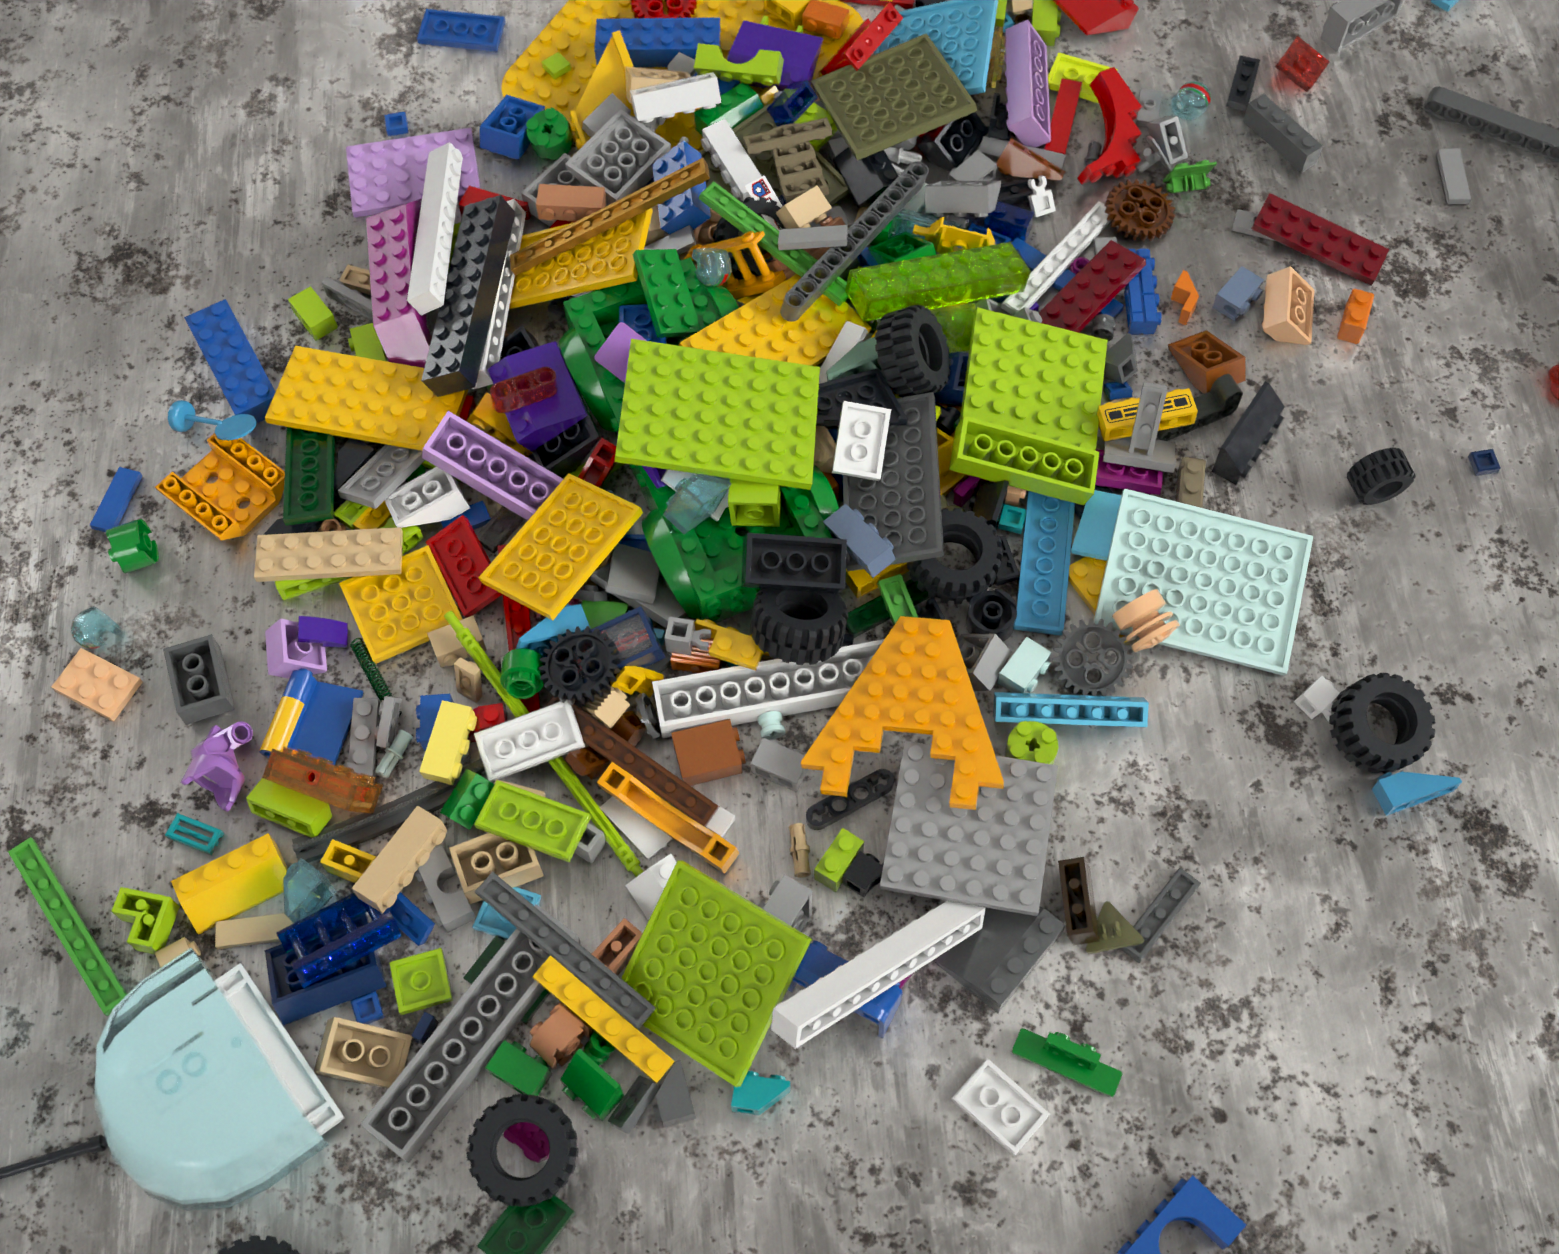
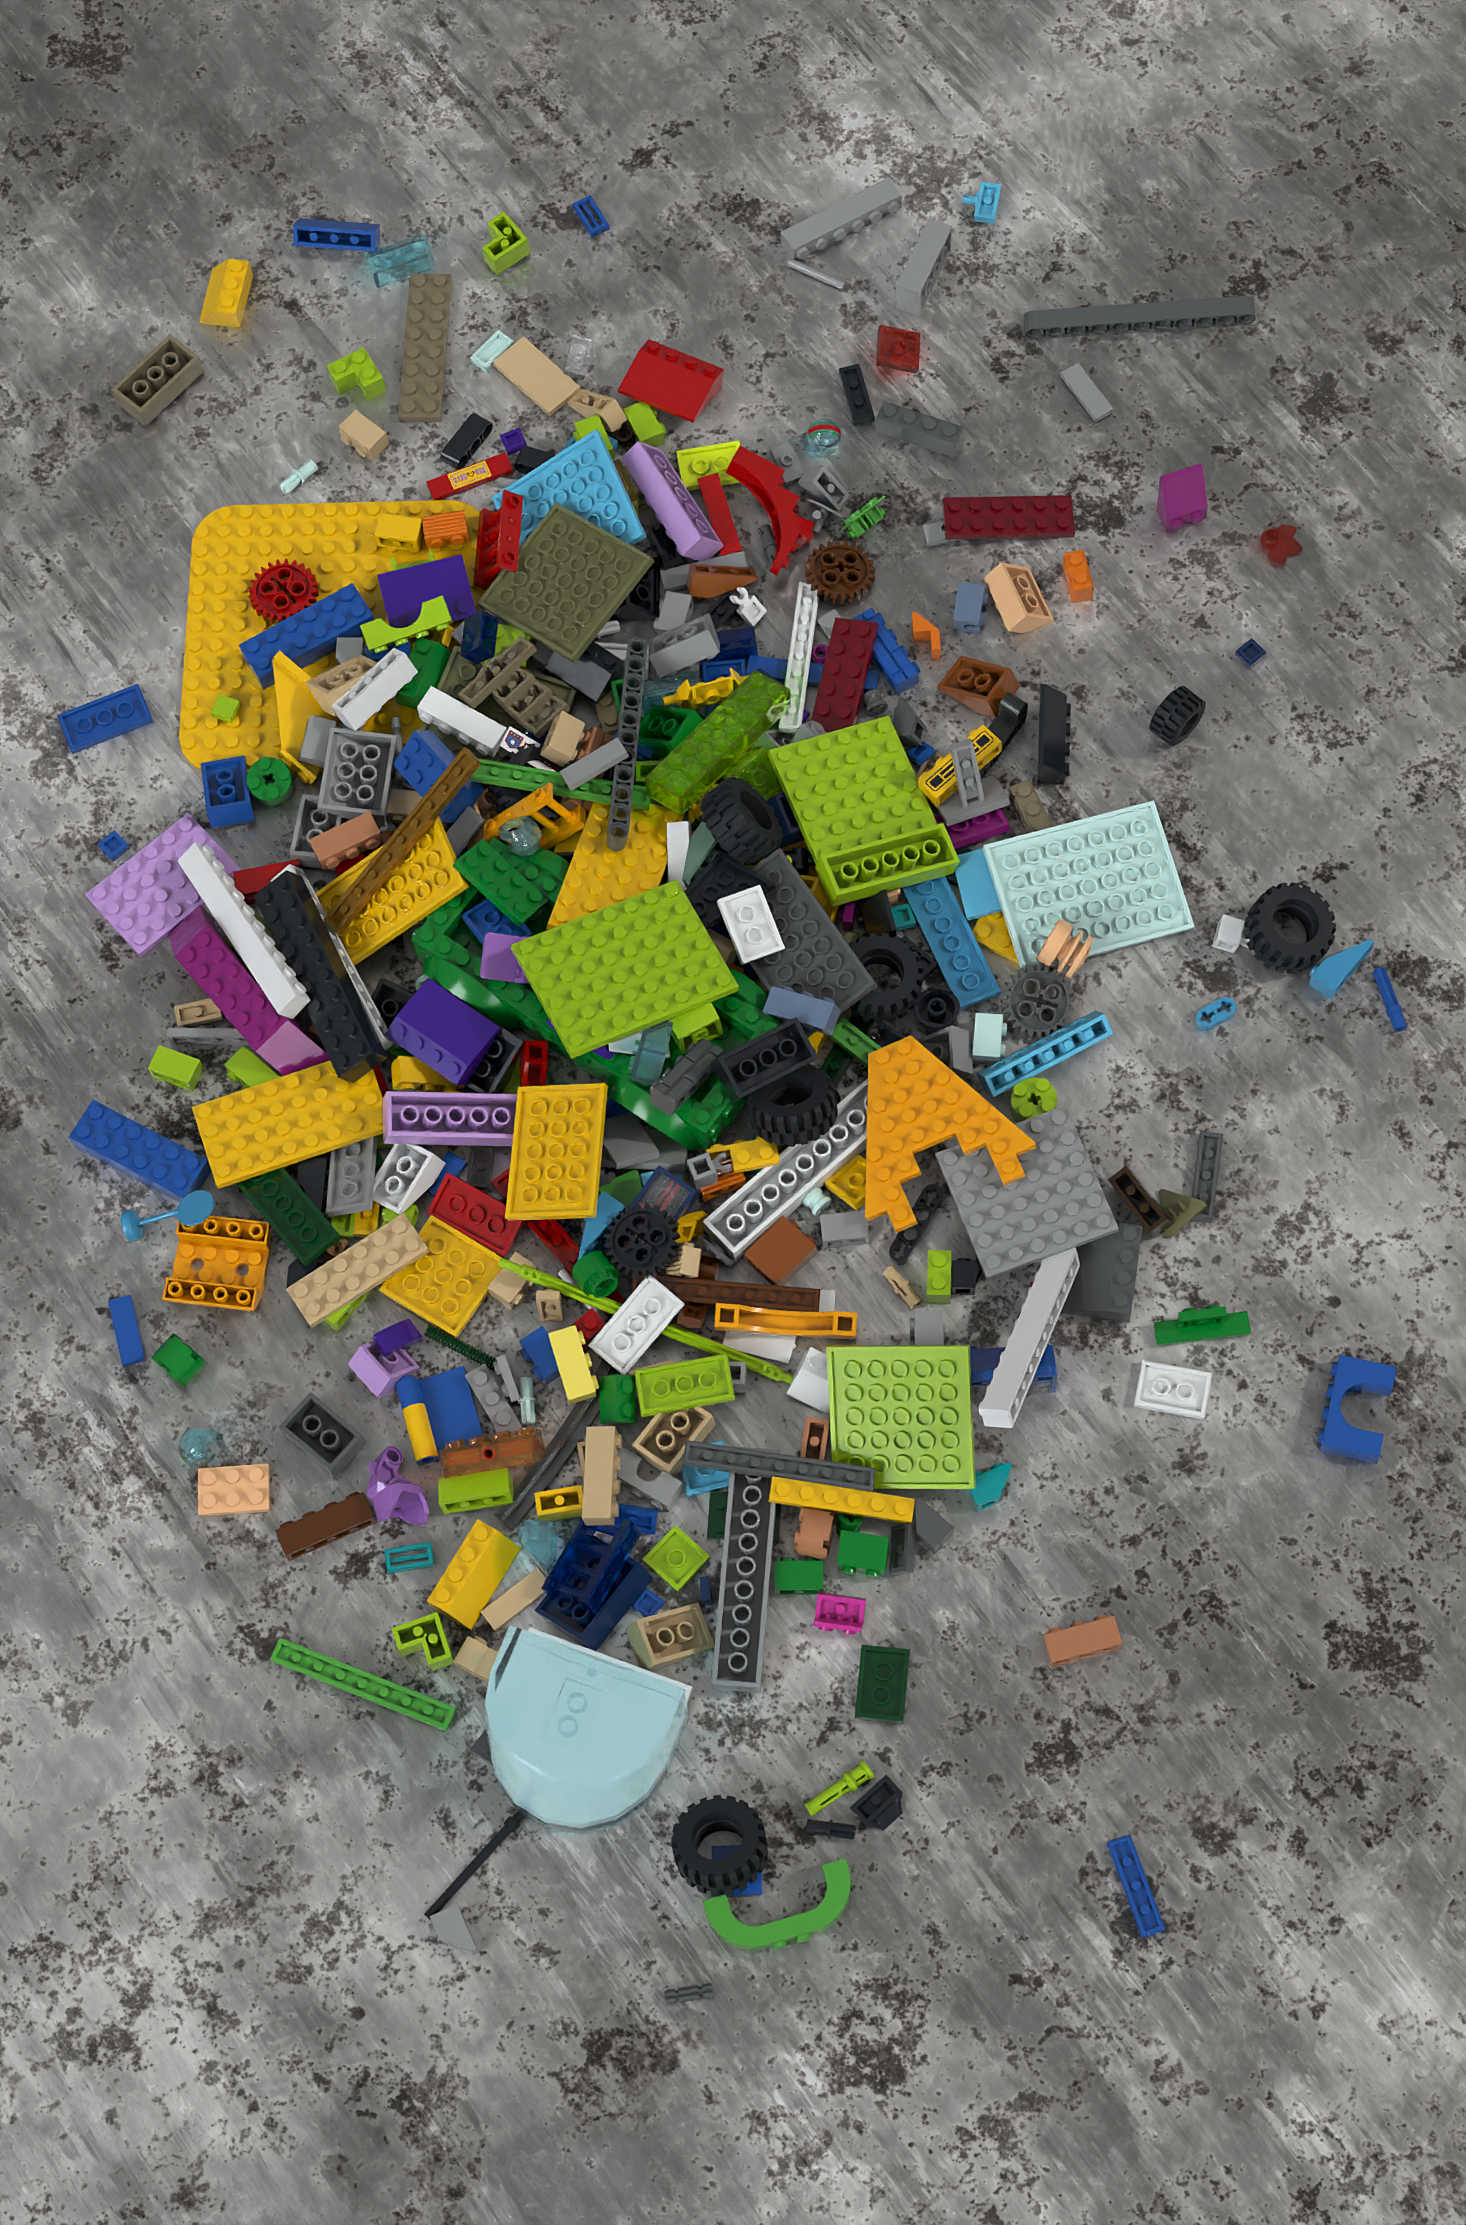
camera: 25 degrees left, 5 degrees up
(140, 760) = (325, 1526): none -> reddish brown brick
(484, 1142) = (880, 1617): black tyre -> none
(523, 390) = (437, 1027): clear red beam -> none
(710, 540) = (685, 1076): none -> dark grey brick
(809, 723) = (850, 1182): none -> yellow plate
(1260, 763) = (1213, 1009): none -> dark azure beam
(1445, 860) = (1393, 1009): none -> blue axle
(1495, 294) = (1182, 498): none -> magenta slope

